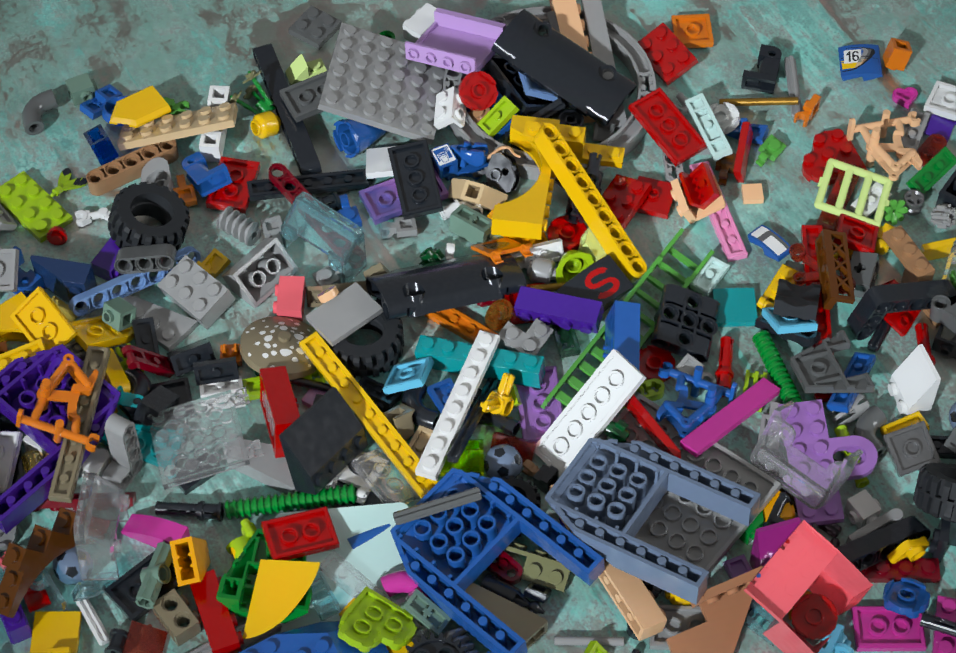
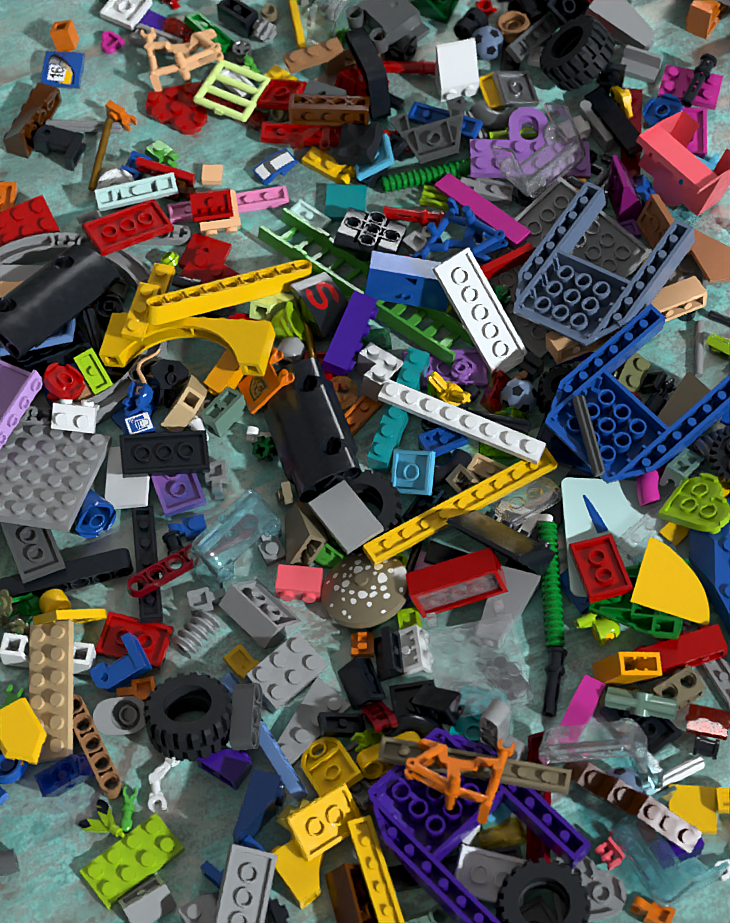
camera: 85 degrees left, 5 degrees up
(57, 236) = (183, 827): red plate -> none
(64, 198) = (127, 809): none -> bright green piece
(118, 313) = (310, 749): sand green brick -> none
(127, 398) = (427, 729): teal piece -> none
(245, 130) = (77, 616): none -> yellow tile
(328, 294) = (323, 528): light nougat tile -> none
(532, 418) = (460, 375): none -> medium lavender plate
(641, 168) = (170, 258): none -> lime plate
(803, 47) = (39, 107): none -> reddish brown wedge

